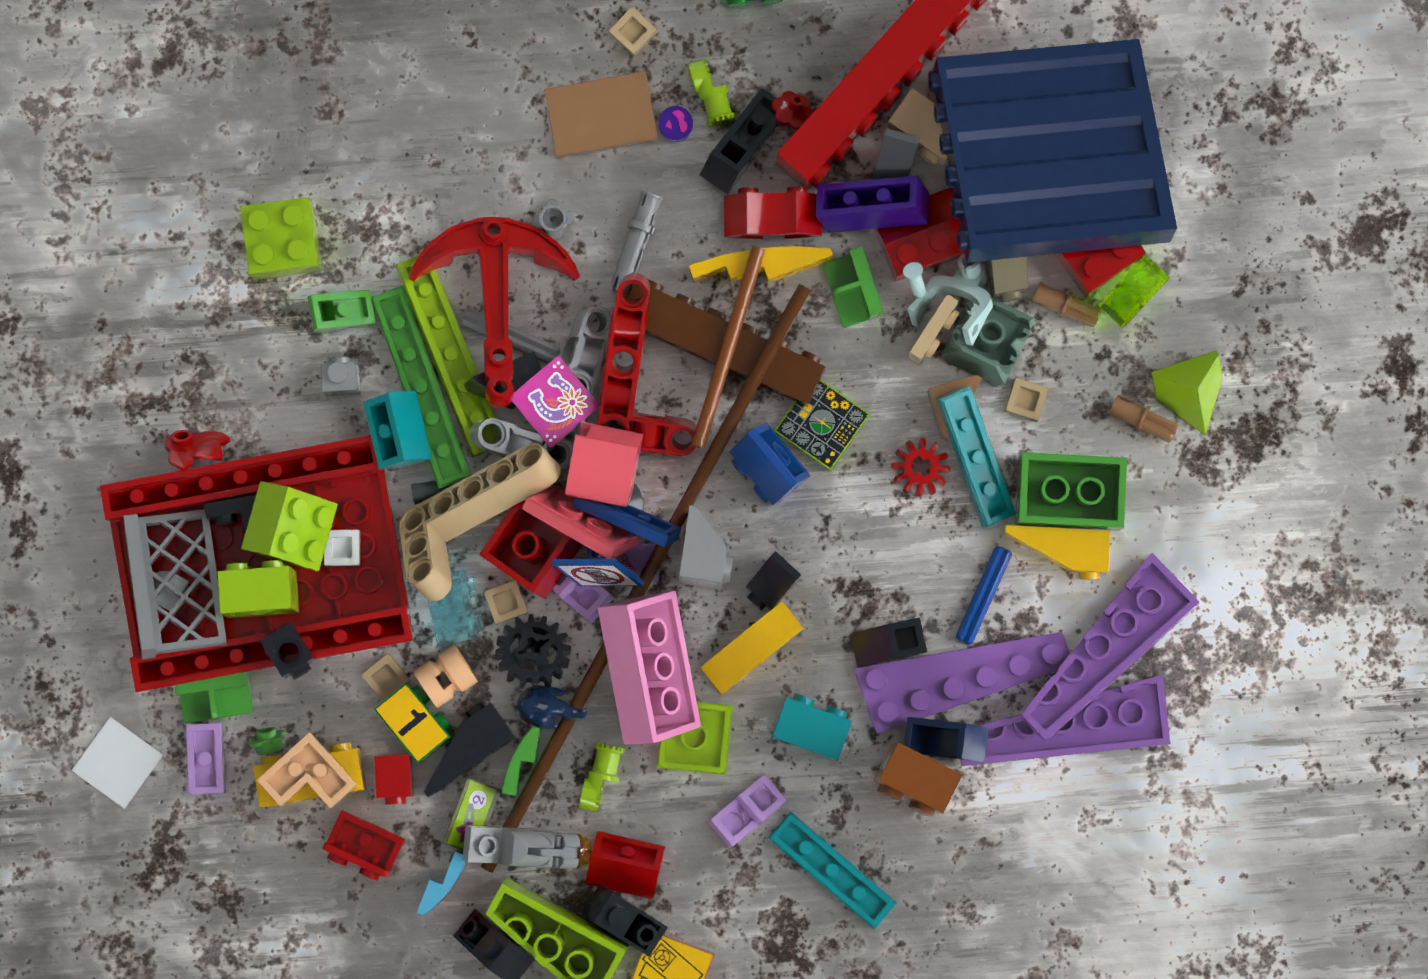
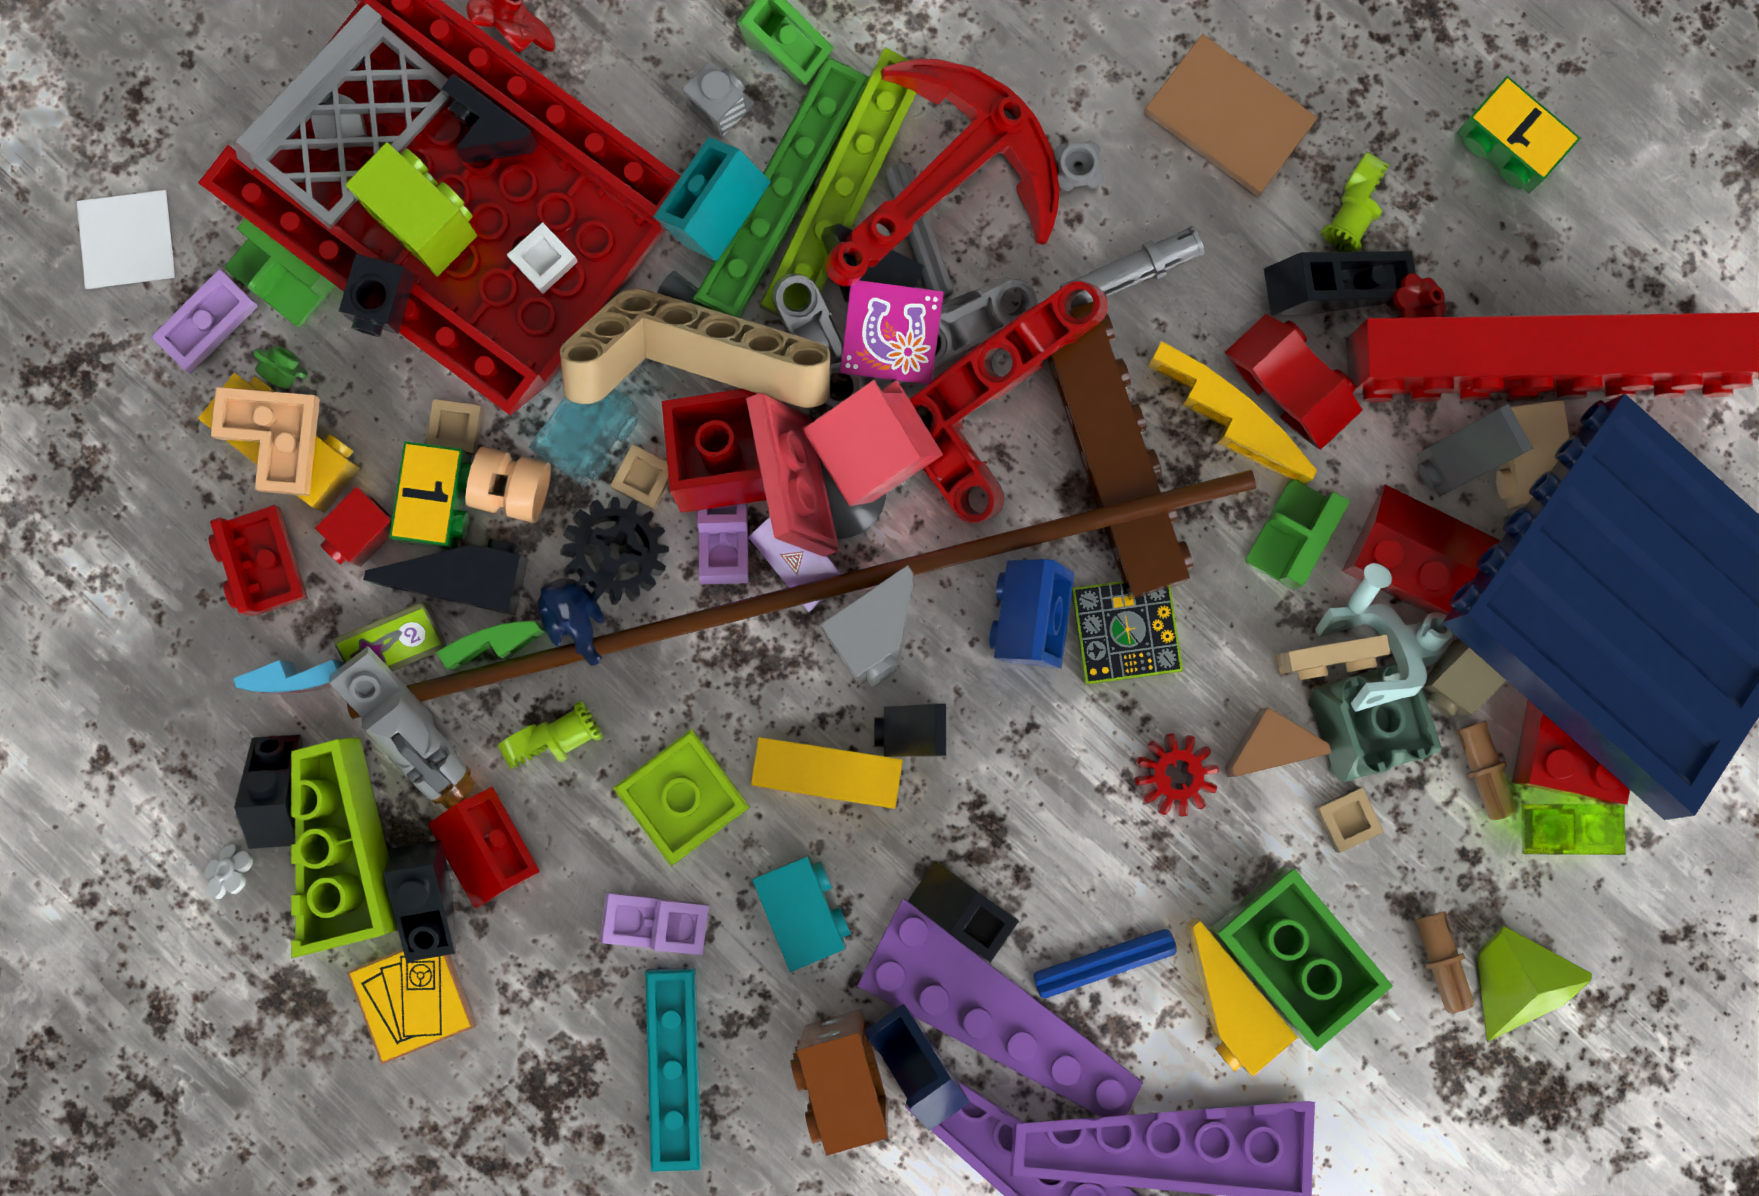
camera: 50 degrees right, 0 degrees up
(289, 526) = (508, 178): lime brick -> none
(597, 571) = (754, 538): piece -> none
(632, 520) = (842, 526): blue tile -> none
(633, 31) = (1345, 69): tan tile -> none
(649, 667) = (705, 685): bright pink slope -> none
(675, 124) = (1292, 198): dark purple tile -> none
(728, 347) = (1115, 458): dark orange piece -> none
(872, 204) = (1405, 470): dark purple brick -> none
(976, 456) = (1243, 821): teal tile -> none

